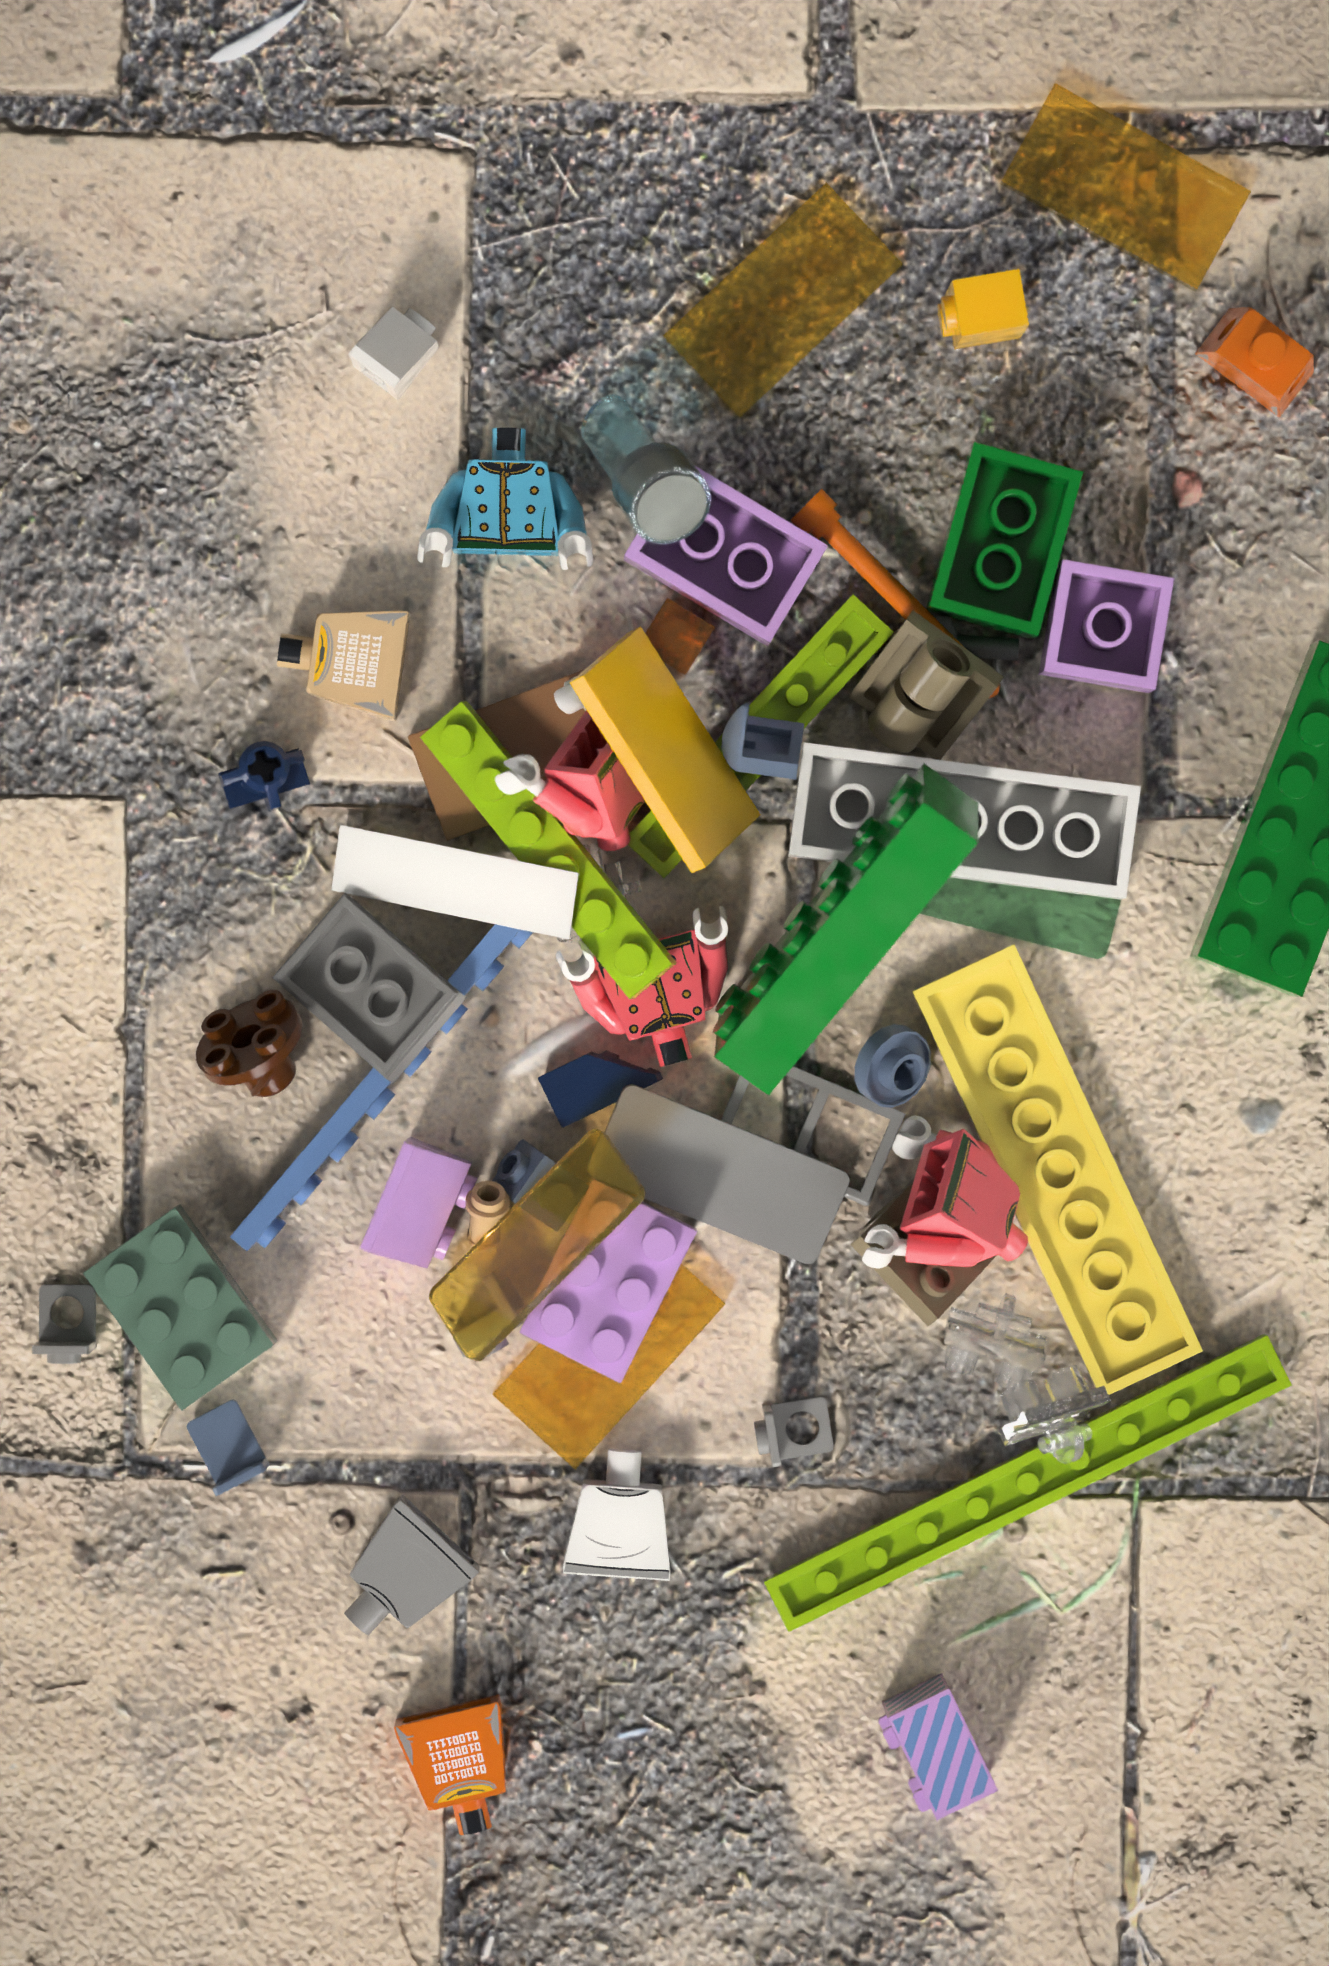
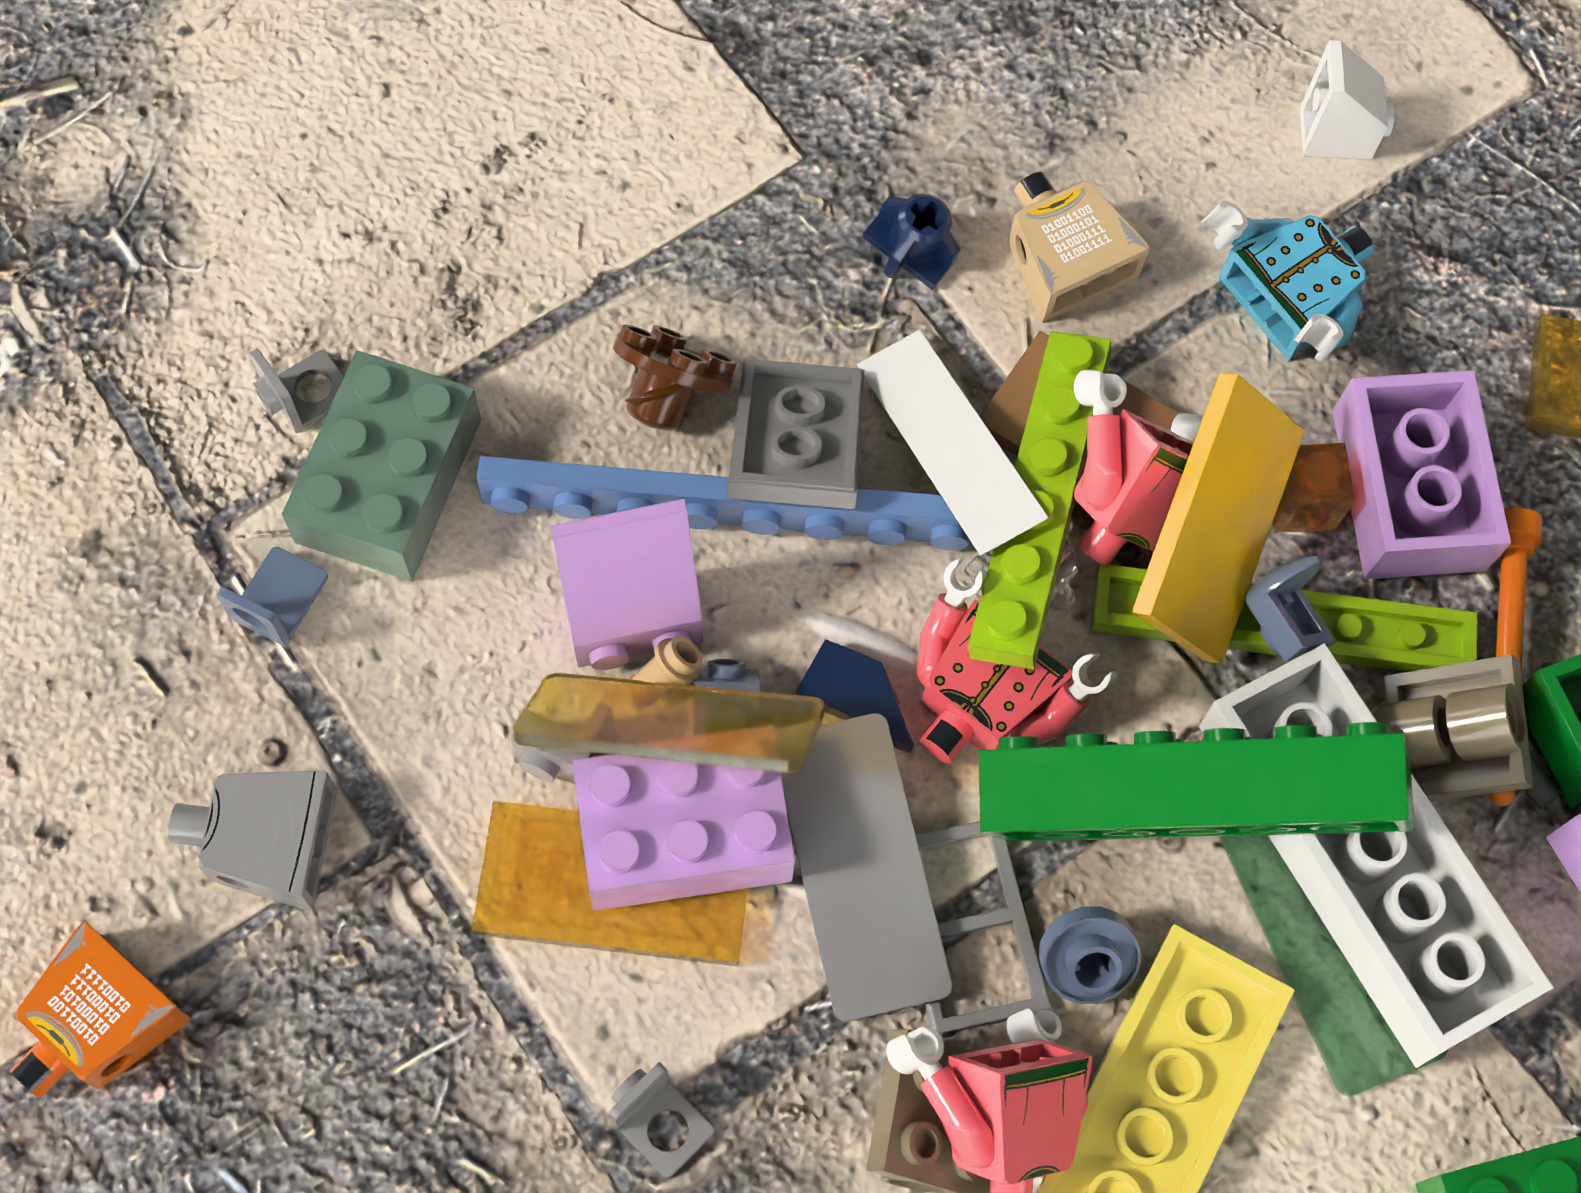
camera: 50 degrees right, 20 degrees down
(619, 1524) = (443, 1010): white torso -> none
(651, 480) = (1442, 348): clear light blue piece -> none

